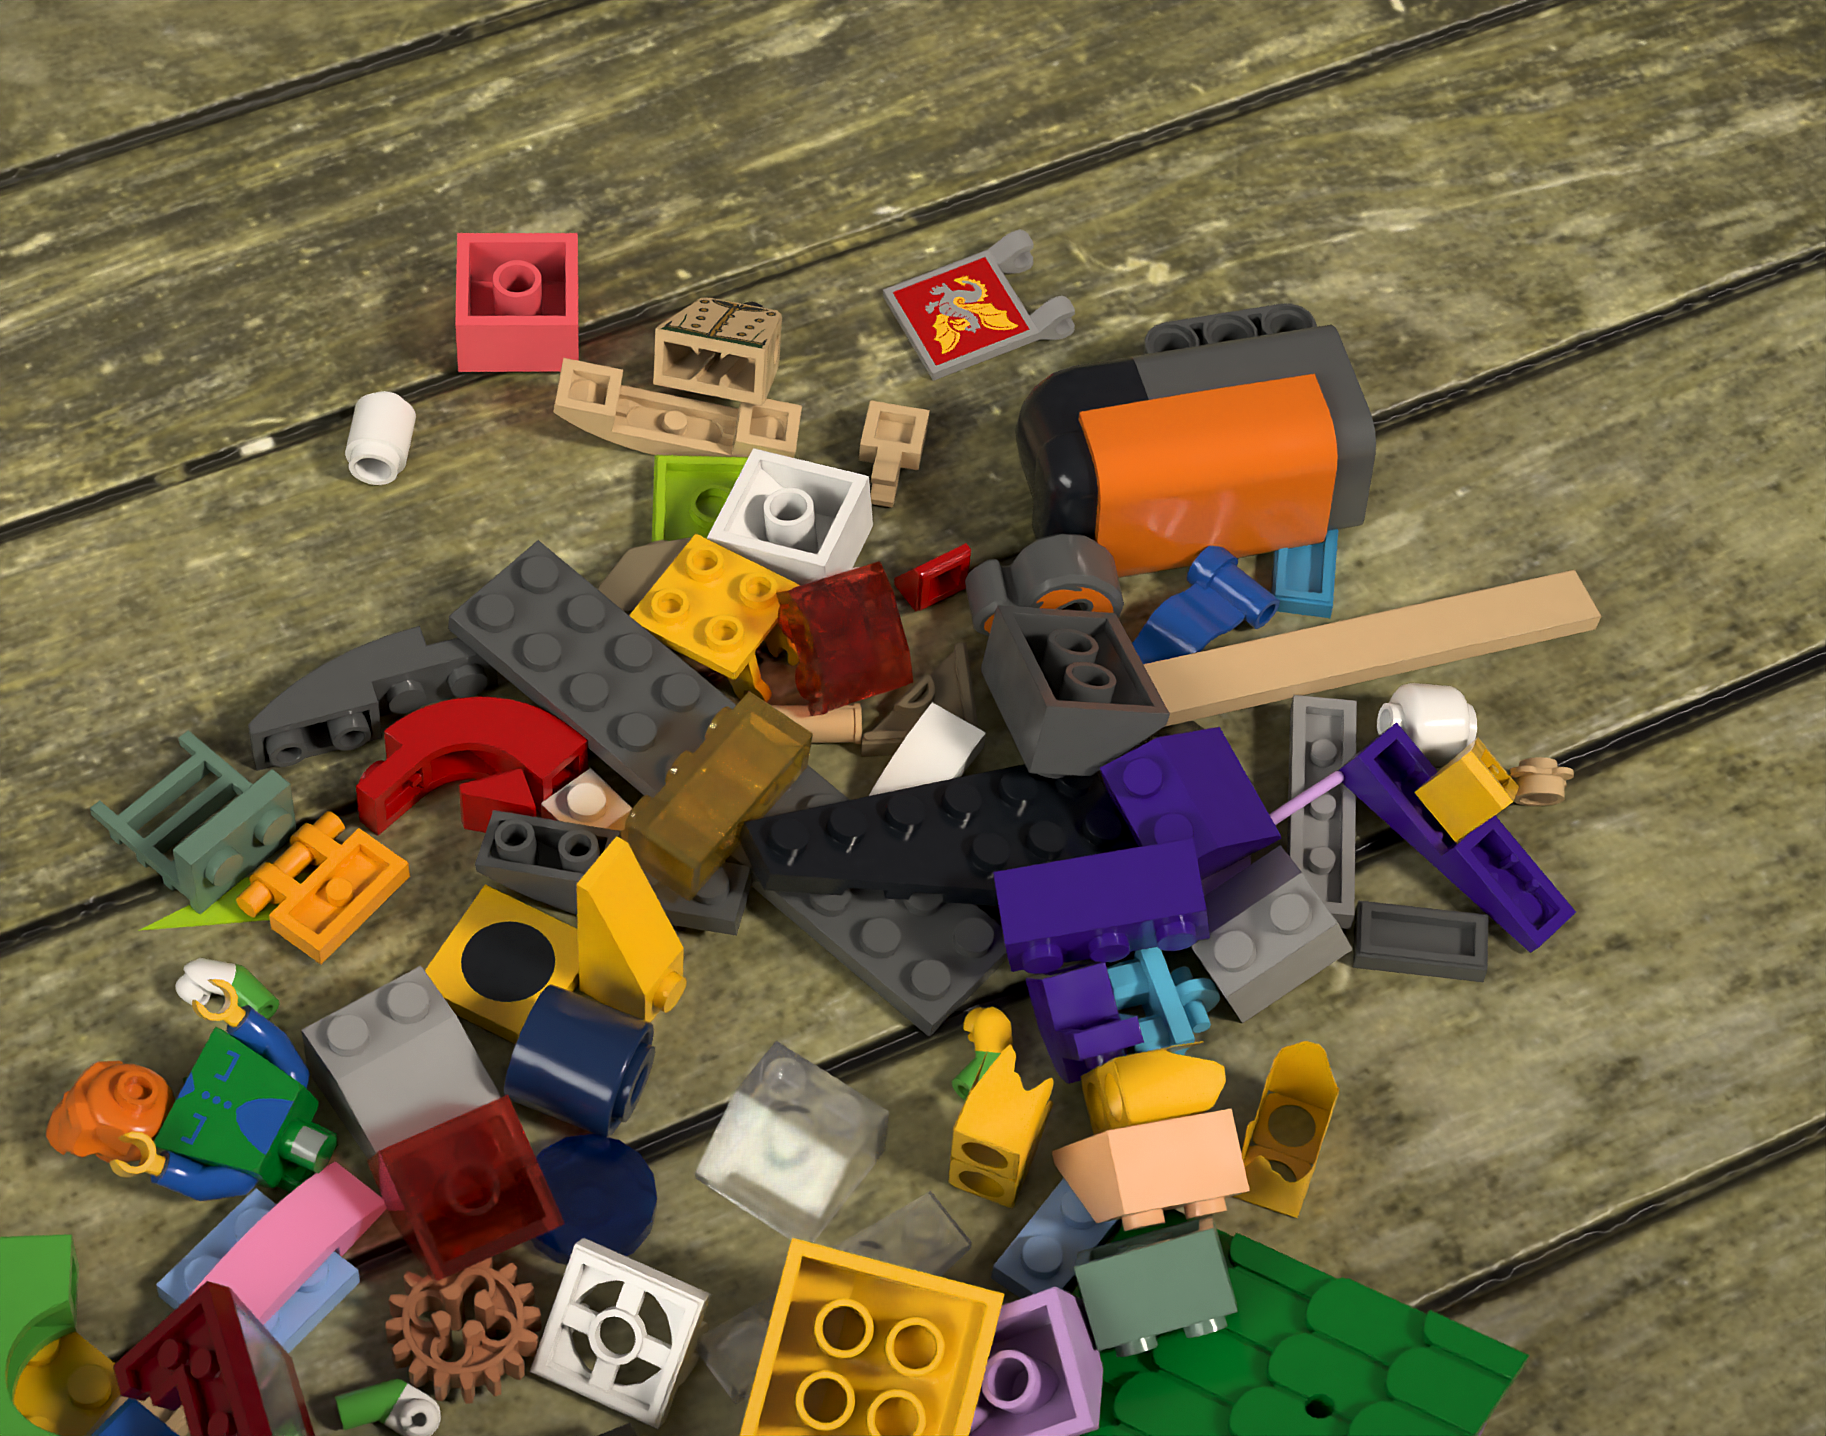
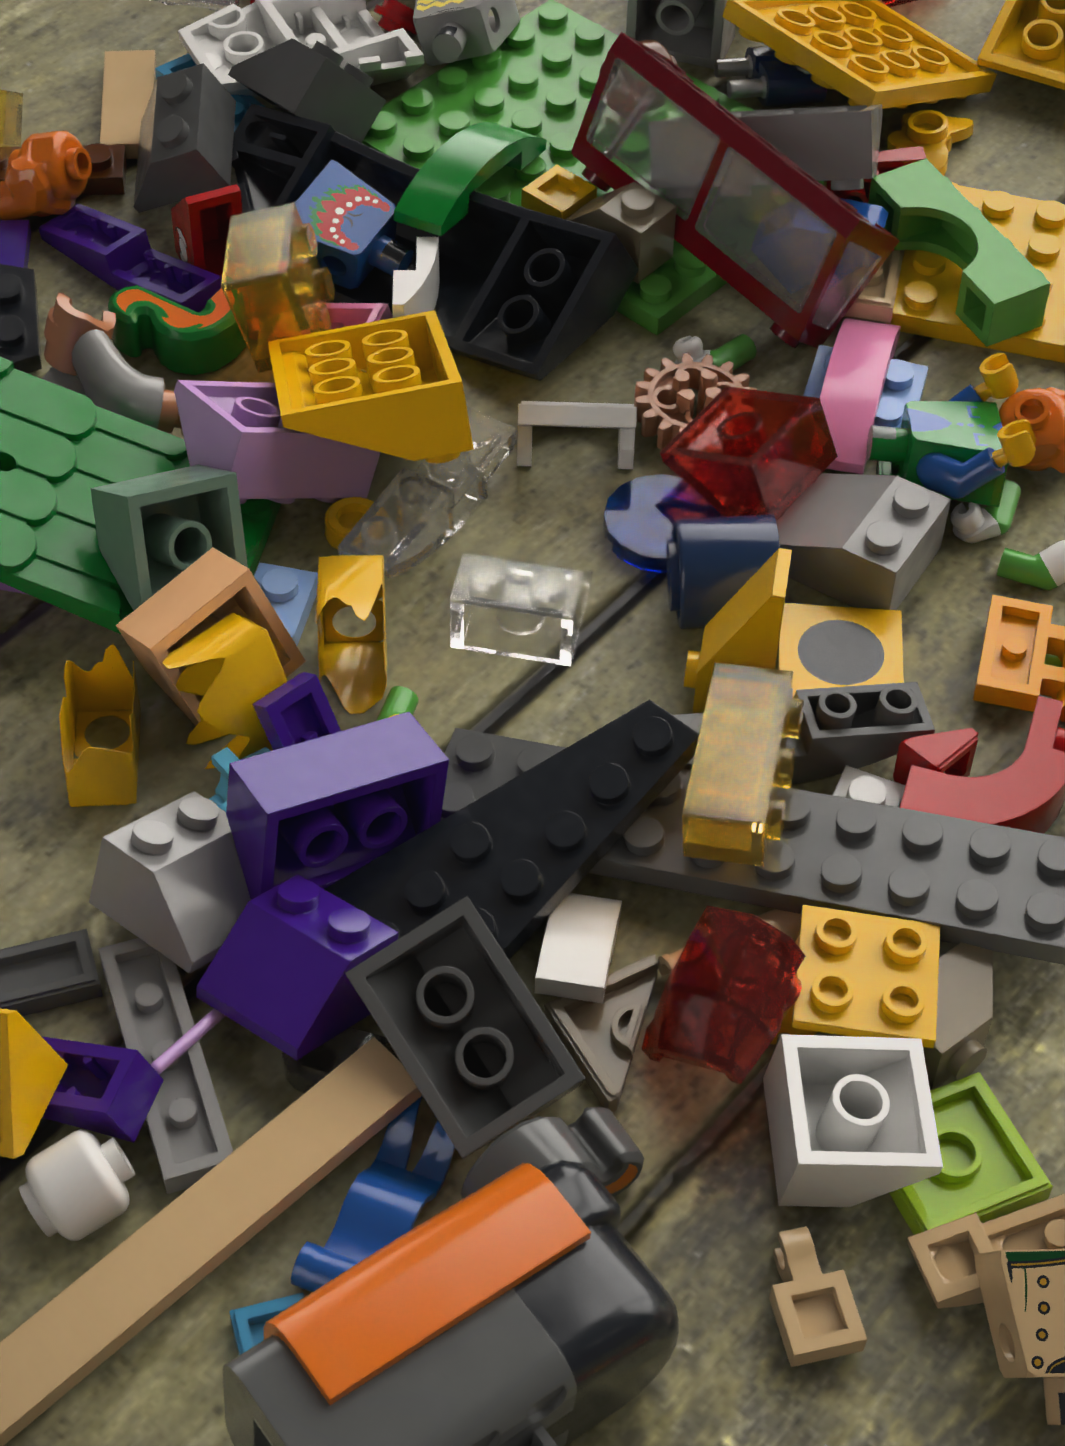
camera: 160 degrees right, 5 degrees down
(935, 578) = (684, 1165): red slope -> none

